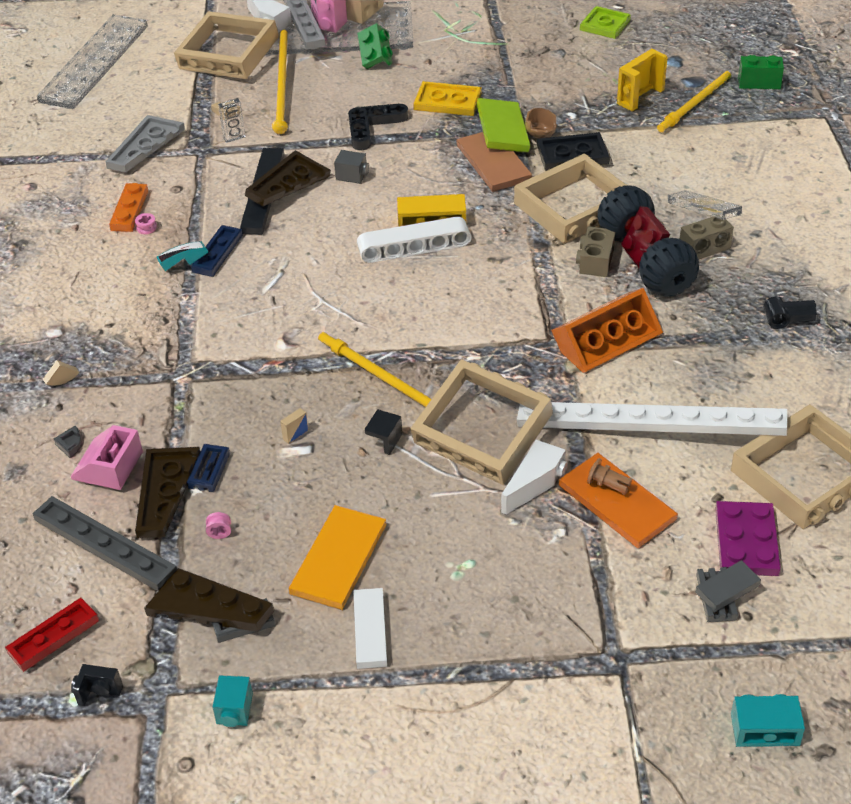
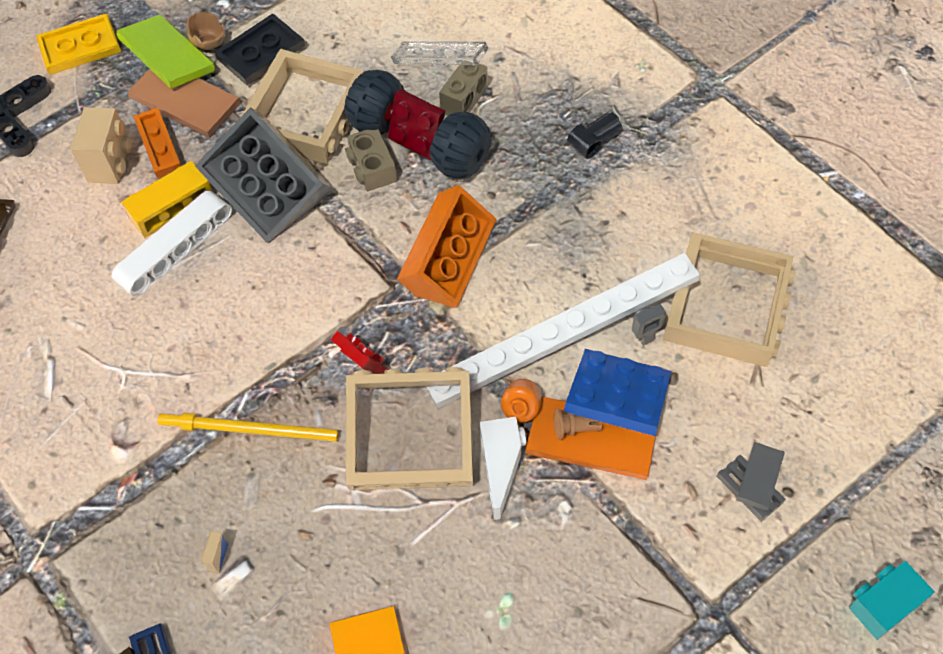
camera: 35 degrees left, 15 degrees up
(351, 166) = (35, 184): dark grey brick -> none
(385, 427) = (315, 498): black panel -> none
(410, 159) = (101, 145): none -> tan brick
(453, 174) = (157, 142): none -> orange plate
(484, 355) = (359, 353): none -> red plate
(508, 224) = (263, 175): none -> dark grey slope
(580, 444) = (521, 400): none -> orange head
(660, 476) = (618, 392): none -> blue plate
(719, 442) = (647, 321): none -> dark grey plate
(748, 534) = (731, 408): magenta plate -> none

